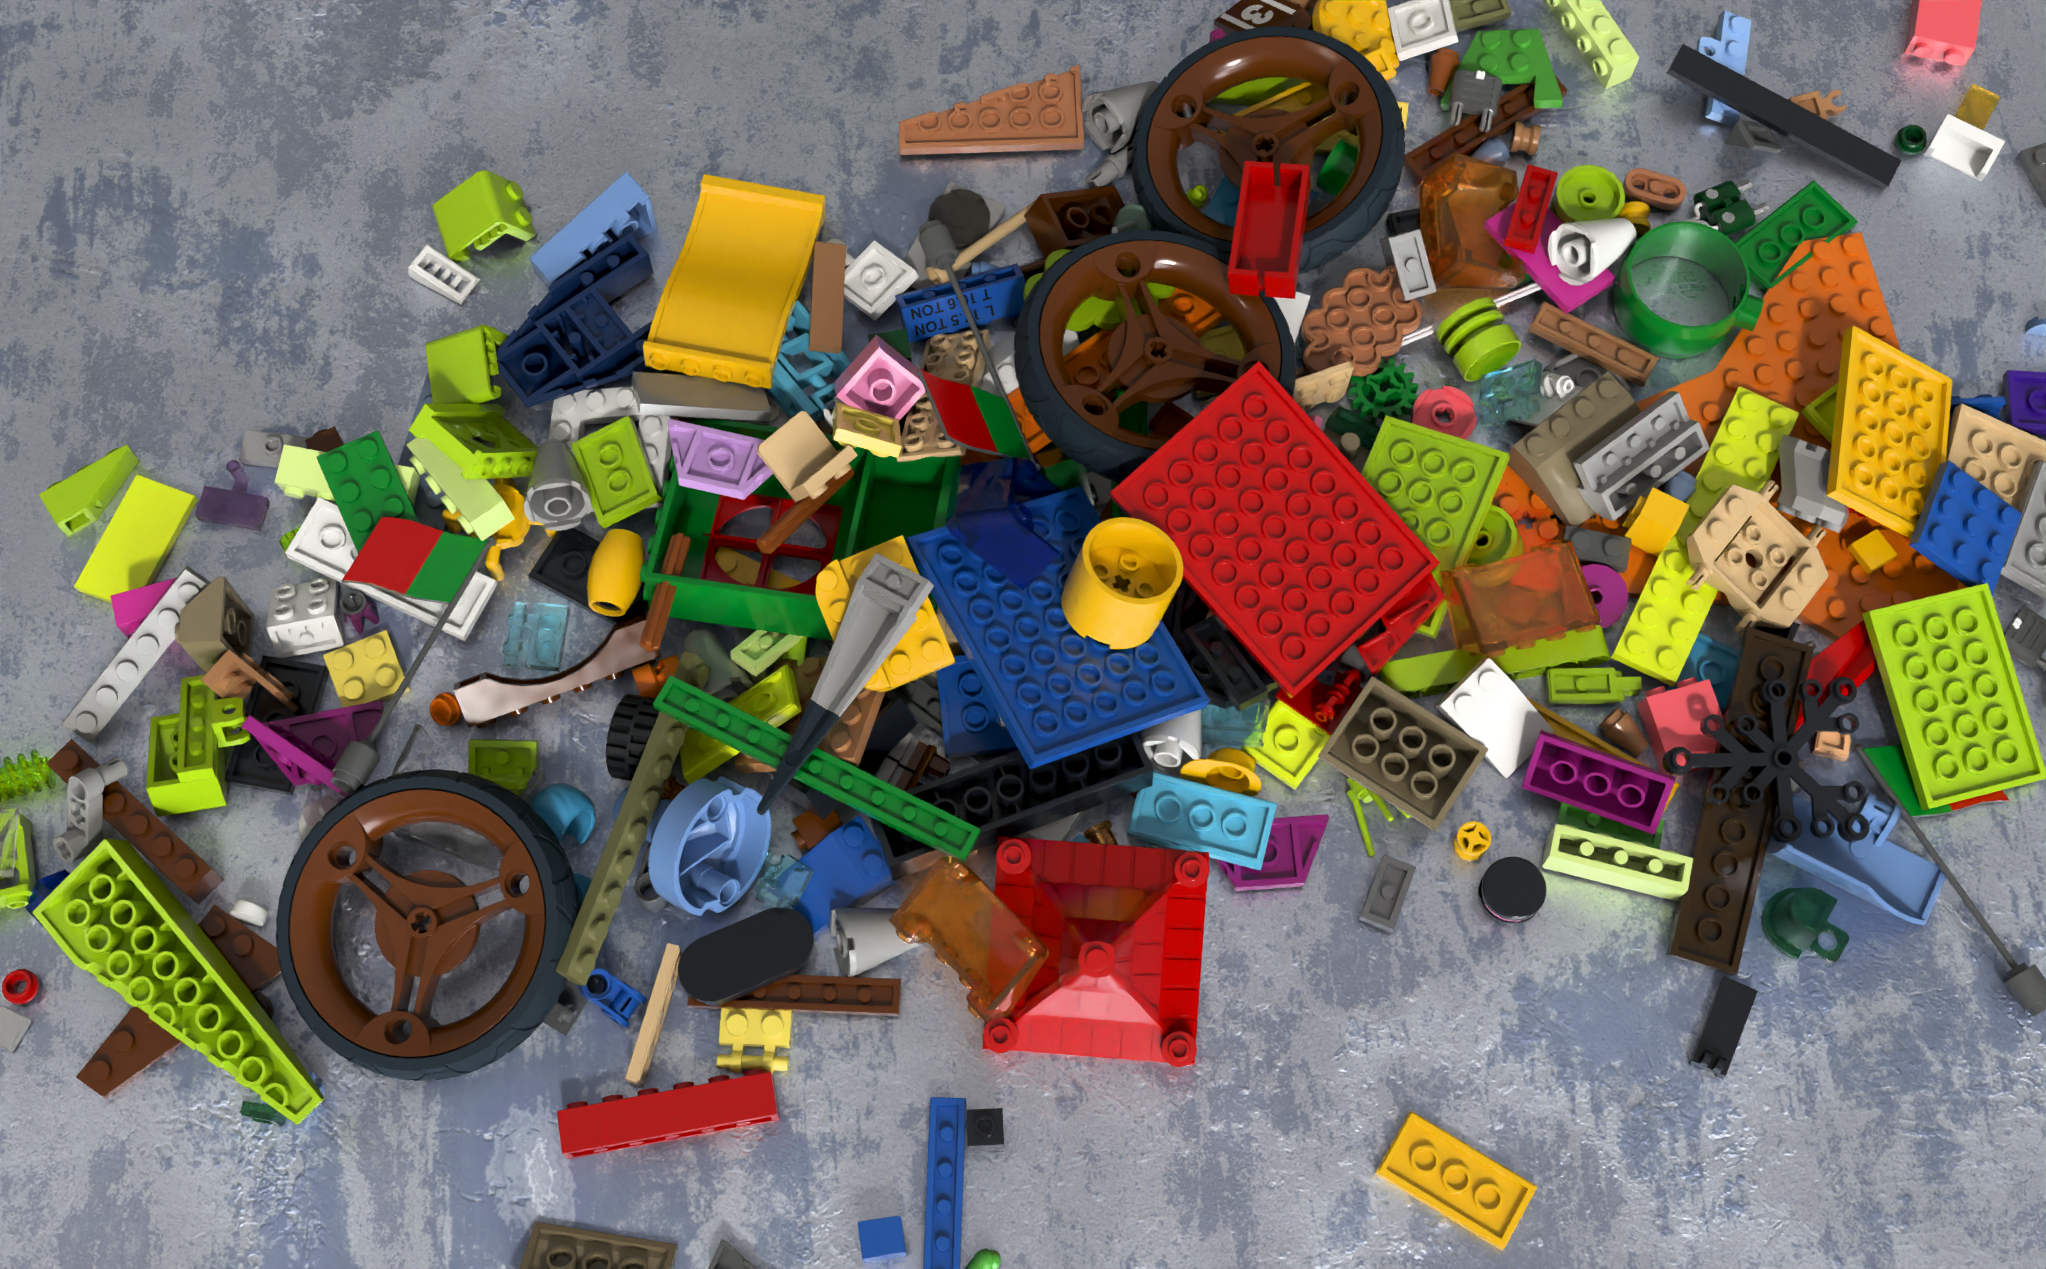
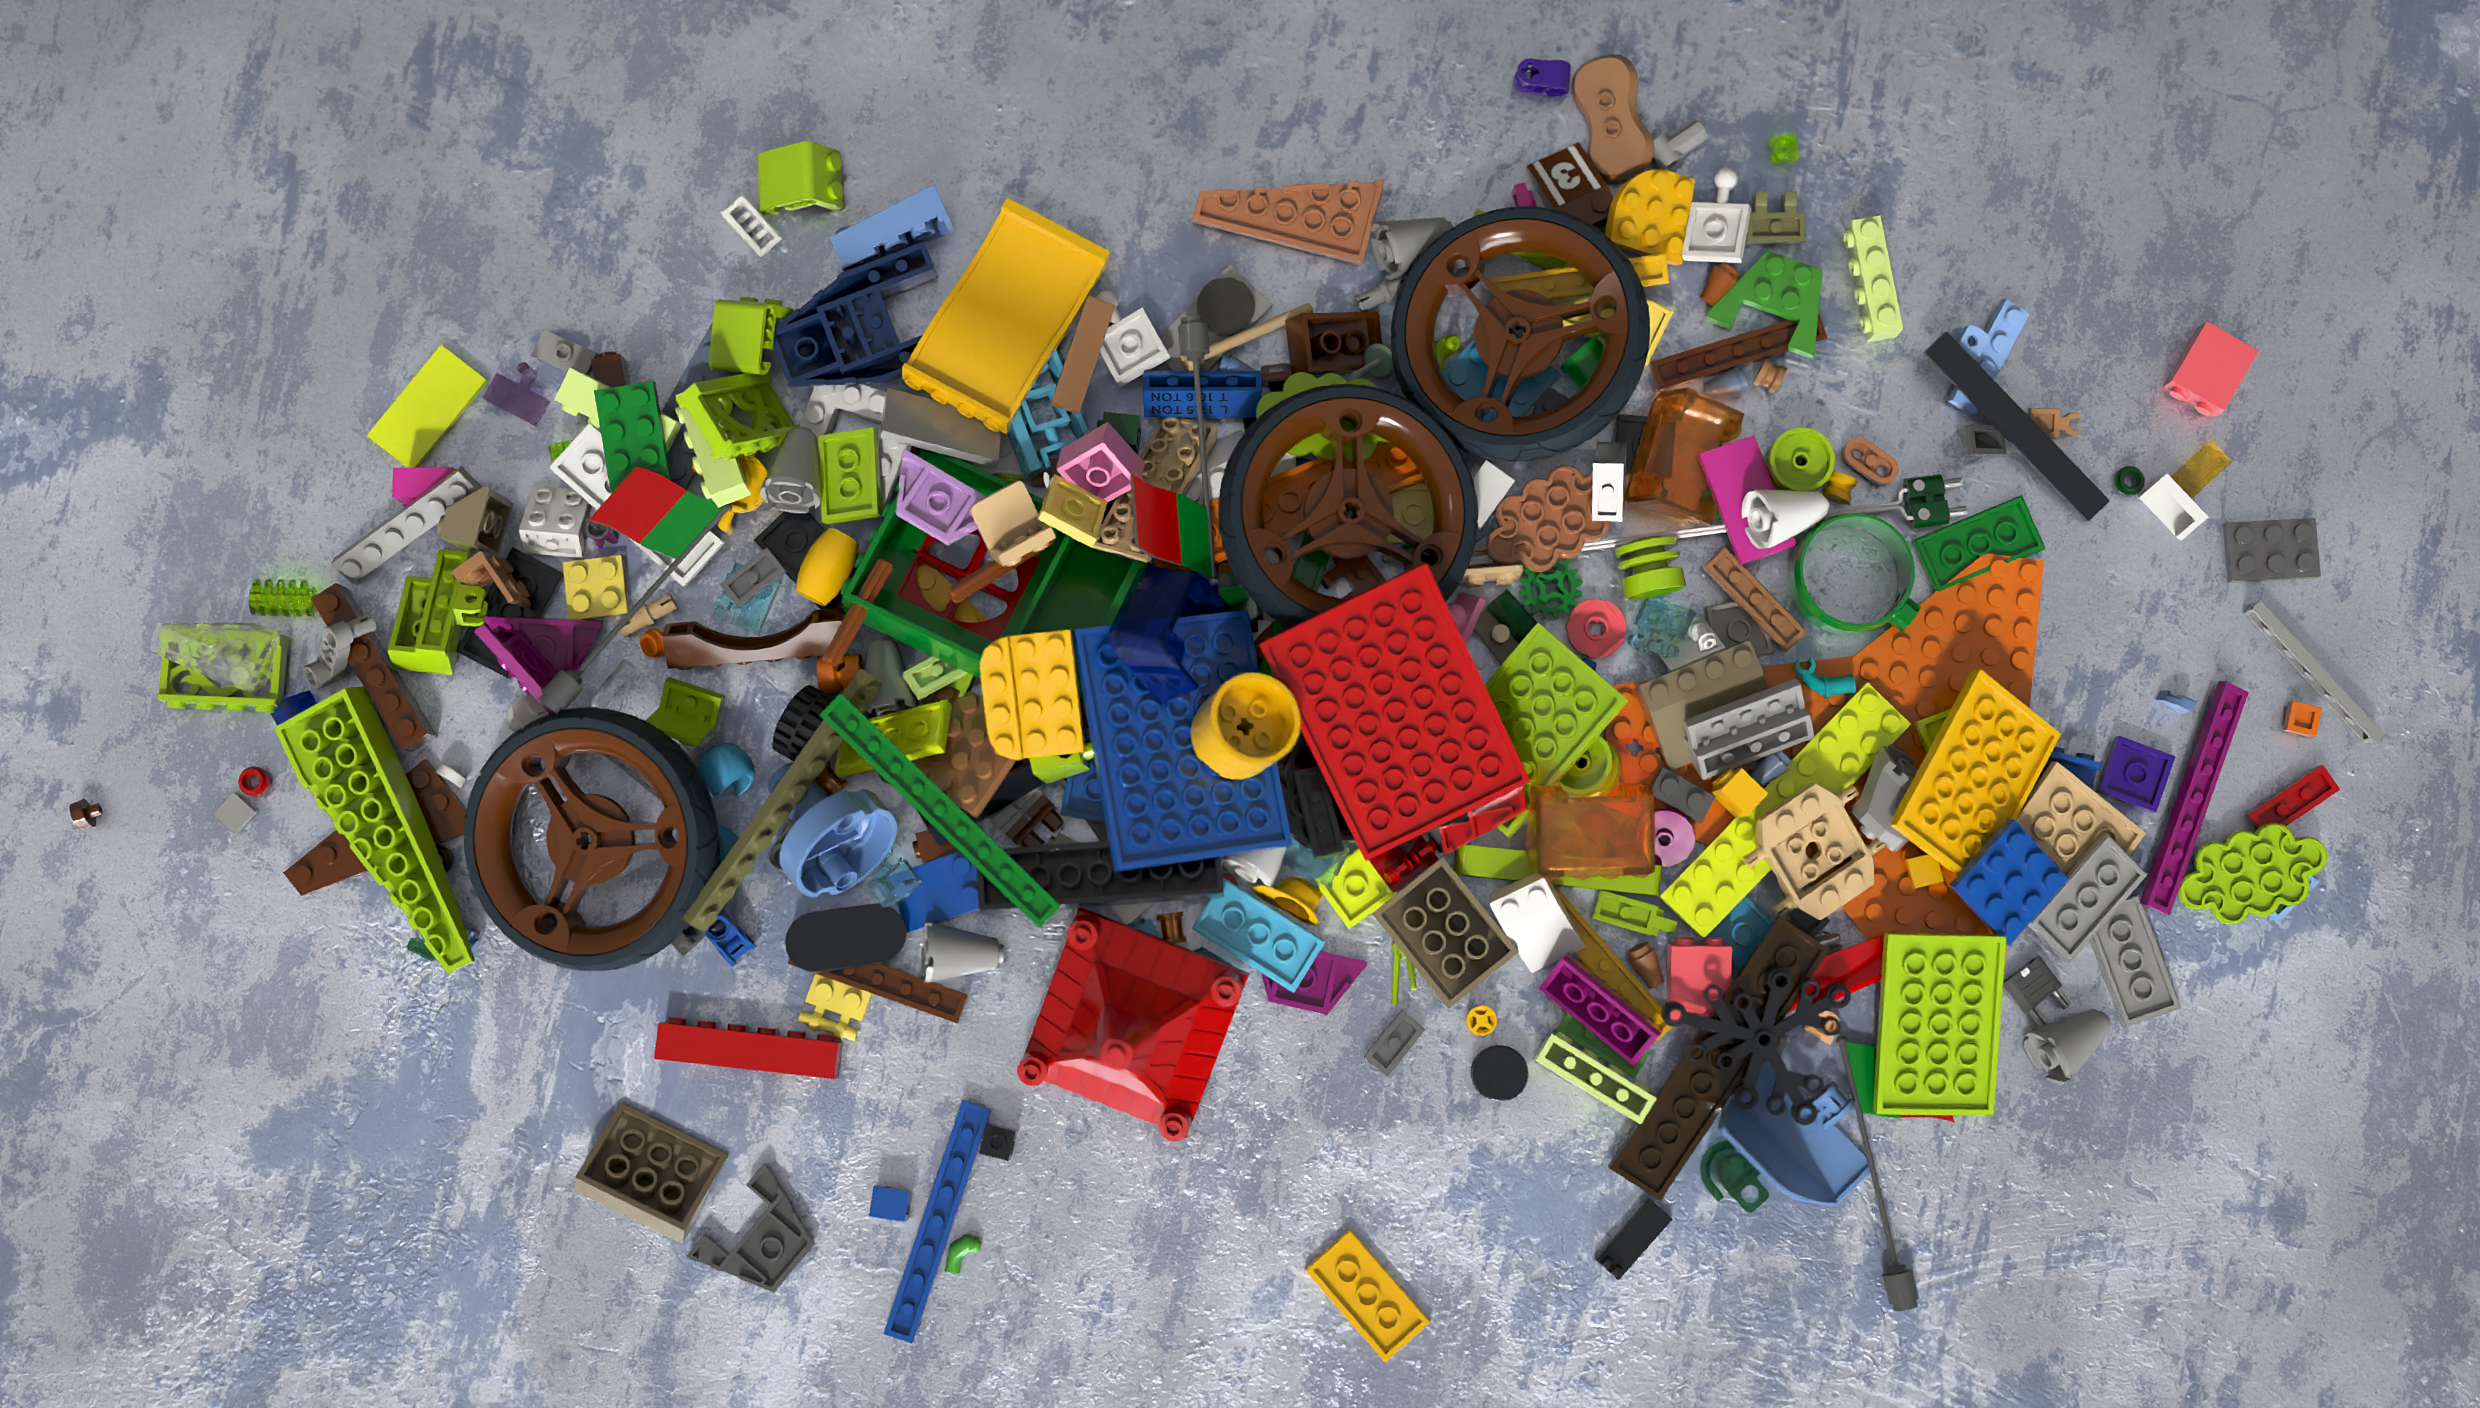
camera: 20 degrees right, 15 degrees up
(89, 491) = (393, 352): lime slope -> none
(430, 683) = (649, 614): none -> tan pin
(538, 607) = (753, 578): none -> flat silver plate
(654, 1017) = (758, 964): tan tile -> none
(873, 624) = (1017, 711): light grey plate -> none
(935, 692) = (1061, 766): none -> lime torso
(973, 936) = (1032, 991): clear orange windscreen -> none
(1269, 230) = (1484, 429): red piece -> none
(1474, 95) = (1737, 321): dark grey piece -> none
(1530, 209) = (1742, 456): red plate -> none
(1696, 401) = (1824, 685): none -> teal piece

